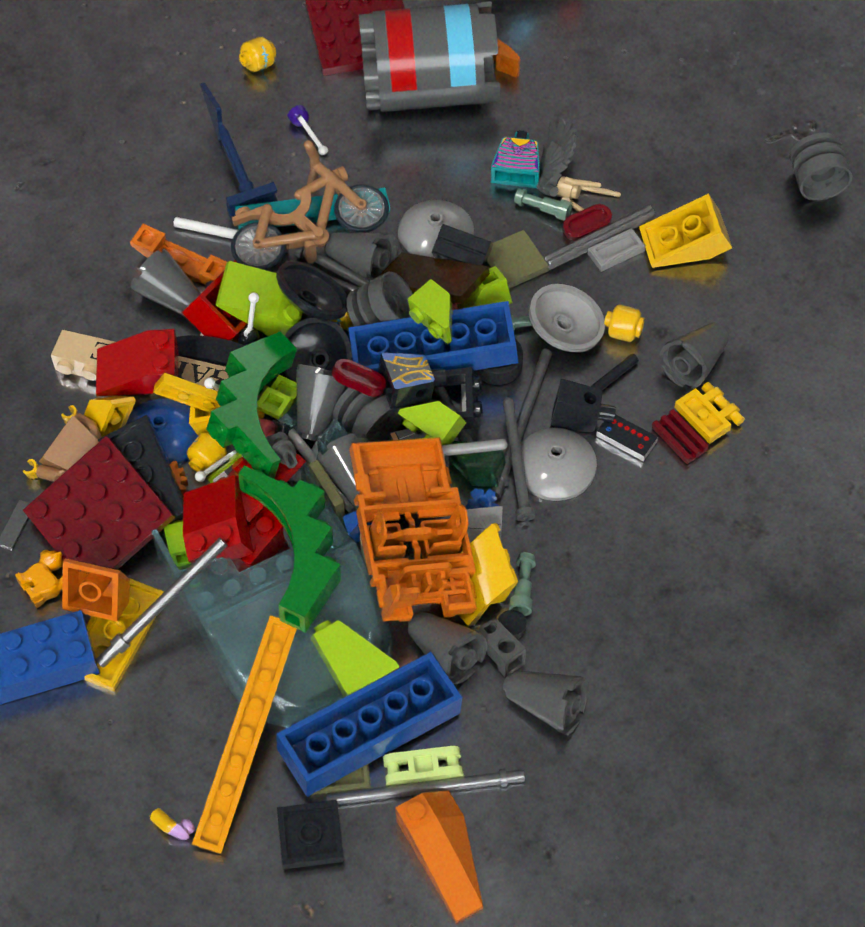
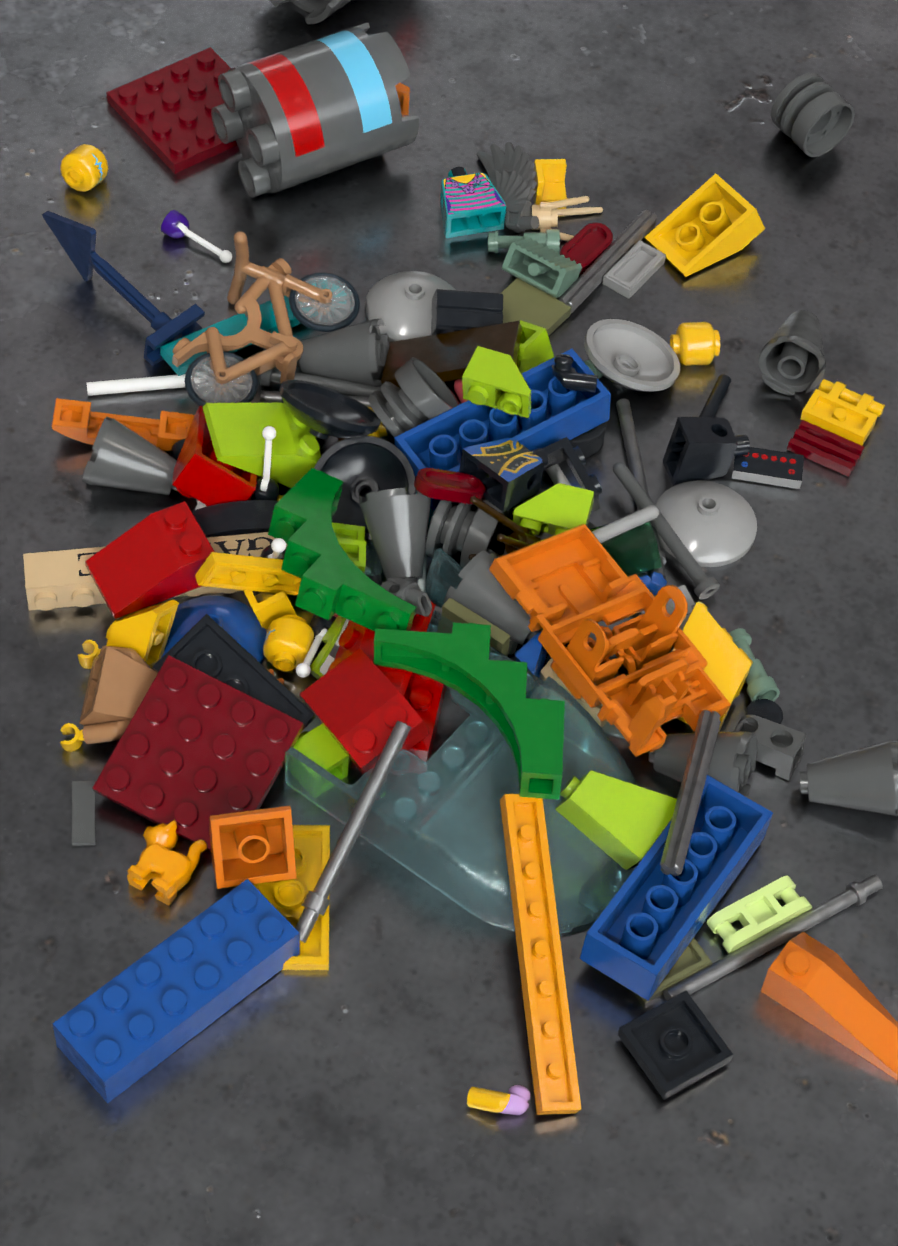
camera: 30 degrees left, 5 degrees down
(394, 433) = (514, 541): none -> dark brown plant
(405, 661) = (690, 793): none -> flat silver axle
(491, 323) = (570, 378): none -> black arm
(541, 227) = (541, 267): none -> sand green brick
(586, 162) = (550, 180): none -> yellow panel

